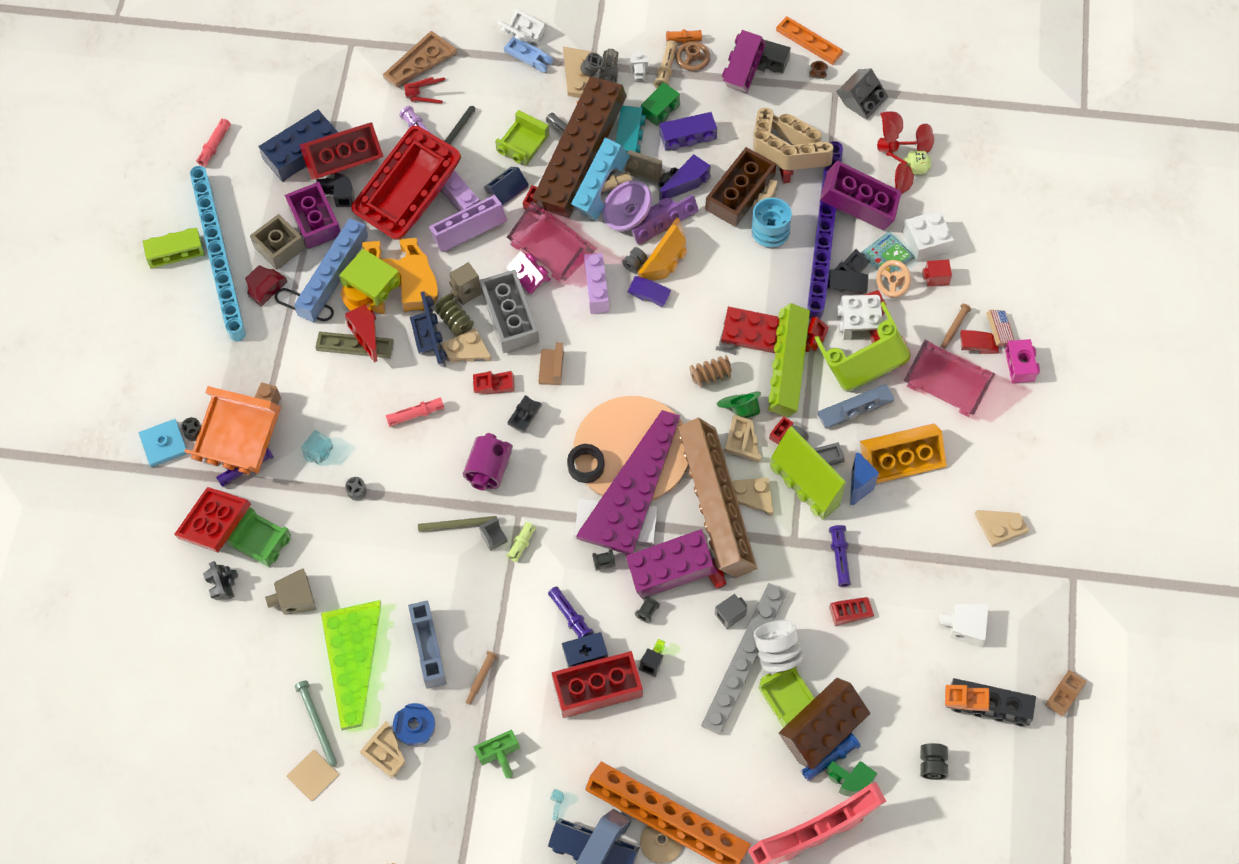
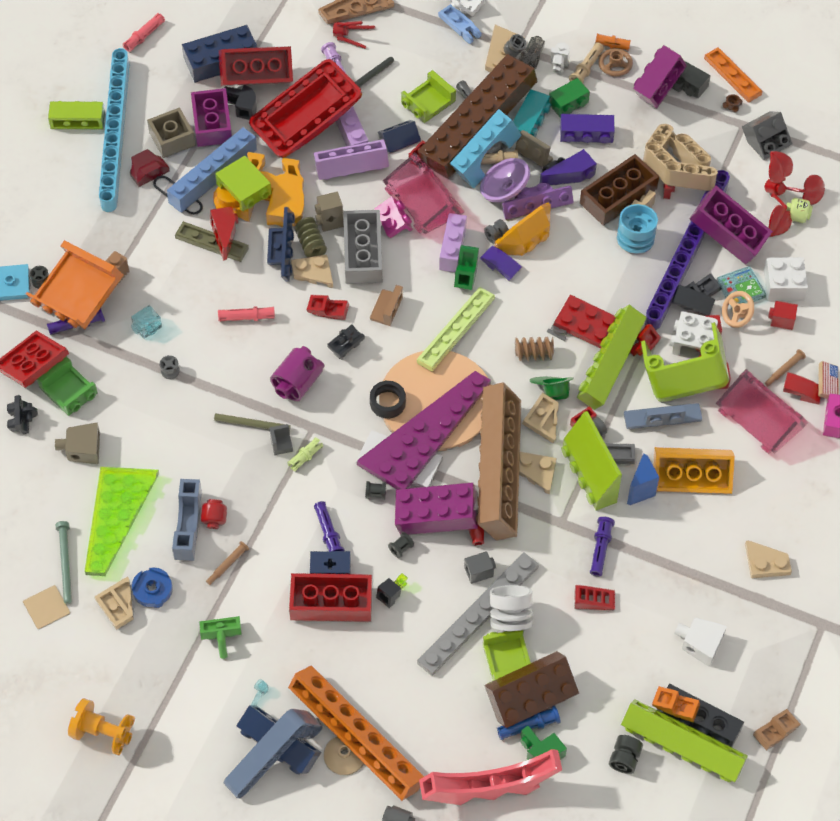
camera: 15 degrees right, 5 degrees down
(451, 630) = (213, 513): none -> red head
(618, 306) = (466, 267): none -> green brick
(627, 372) = (455, 329): none -> yellowish green tile
(985, 731) = (684, 740): none -> lime brick

